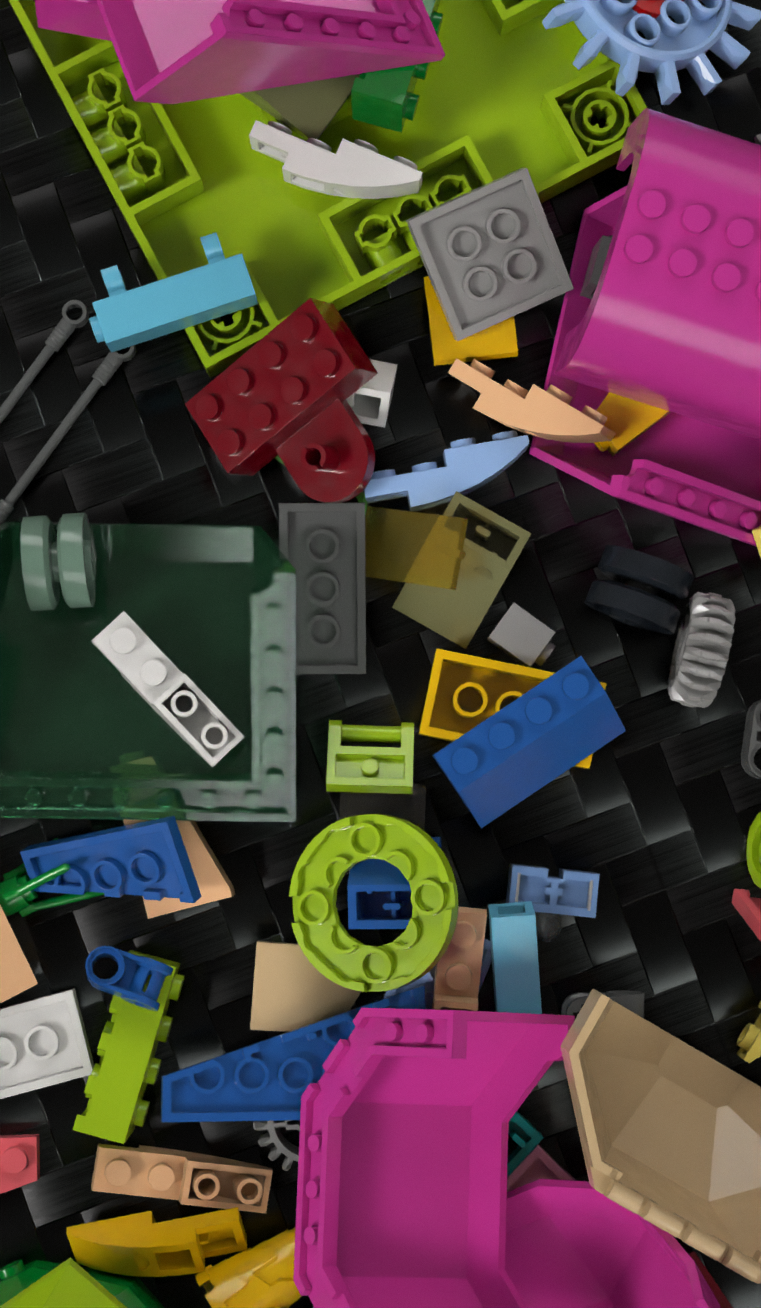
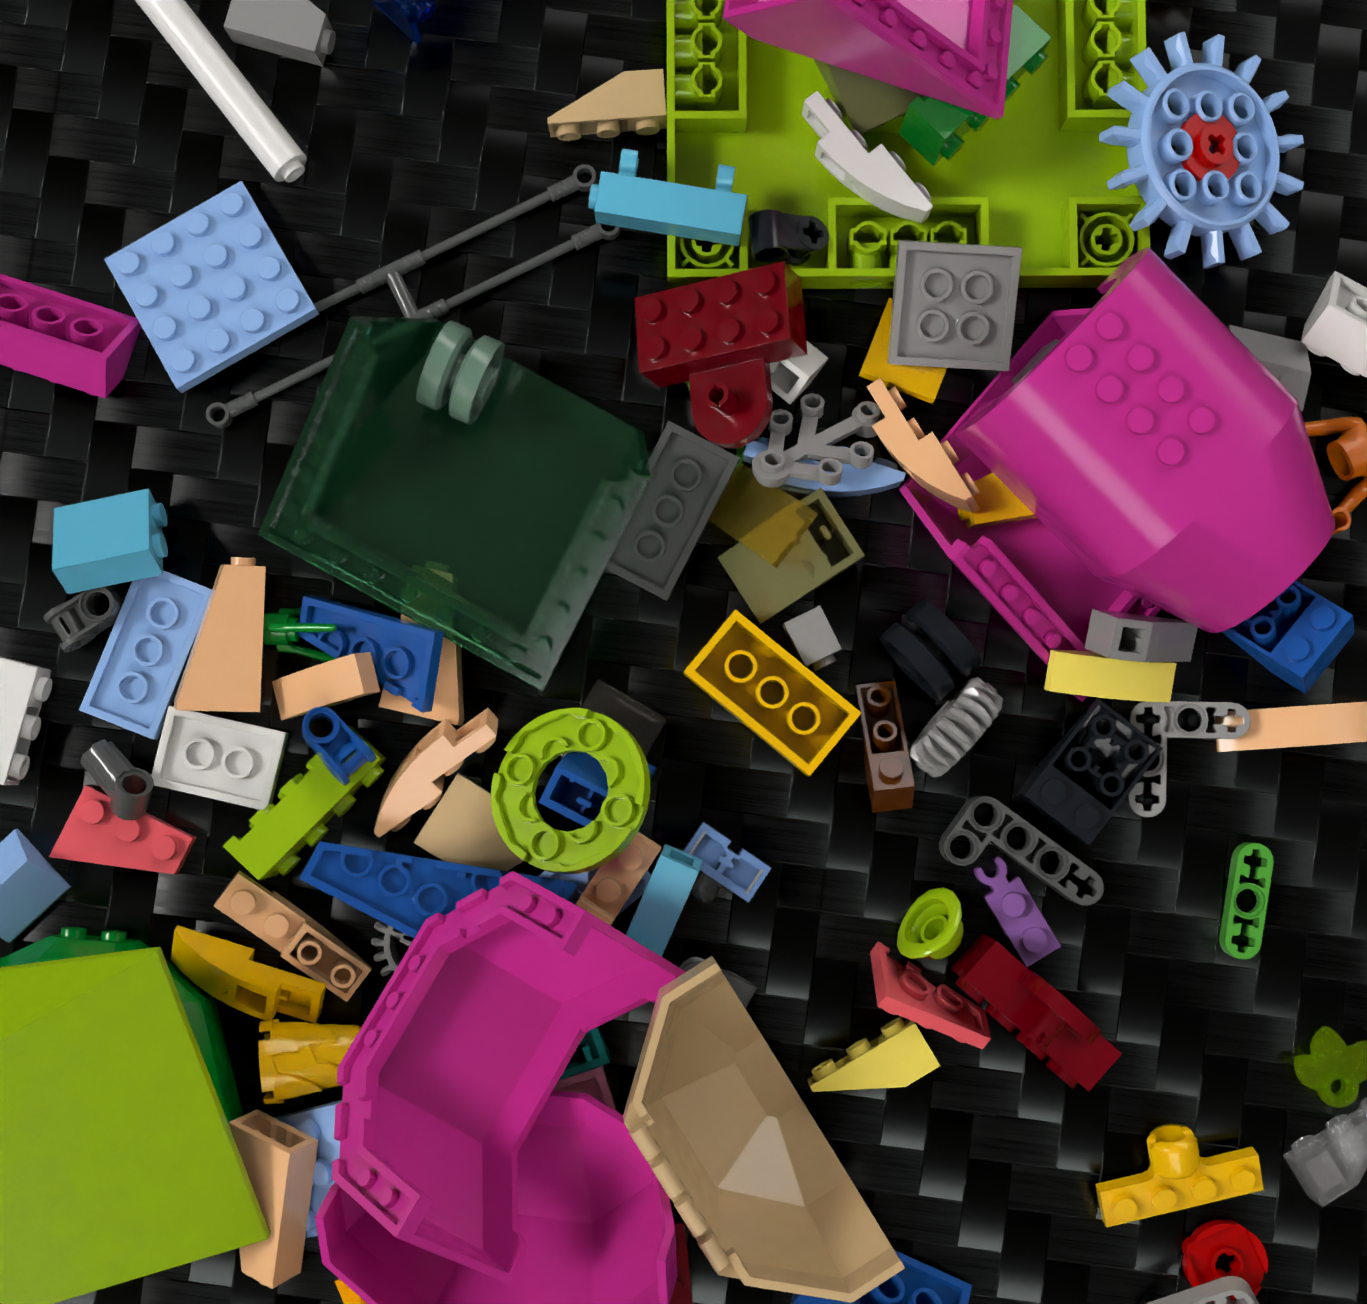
camera: 25 degrees right, 0 degrees up
(75, 225) = (620, 105): none -> tan slope
(87, 925) = (326, 685): none -> light nougat slope
(167, 689) = (494, 525): white slope -> none
(222, 960) = (422, 773): none -> light nougat slope
(297, 272) = (785, 237): none -> black piece
(370, 768) = (629, 680): lime plate -> none
(403, 493) = (776, 466): none -> light grey plant
(530, 742) = (772, 726): blue slope -> none
(644, 703) = (884, 747): none -> reddish brown slope

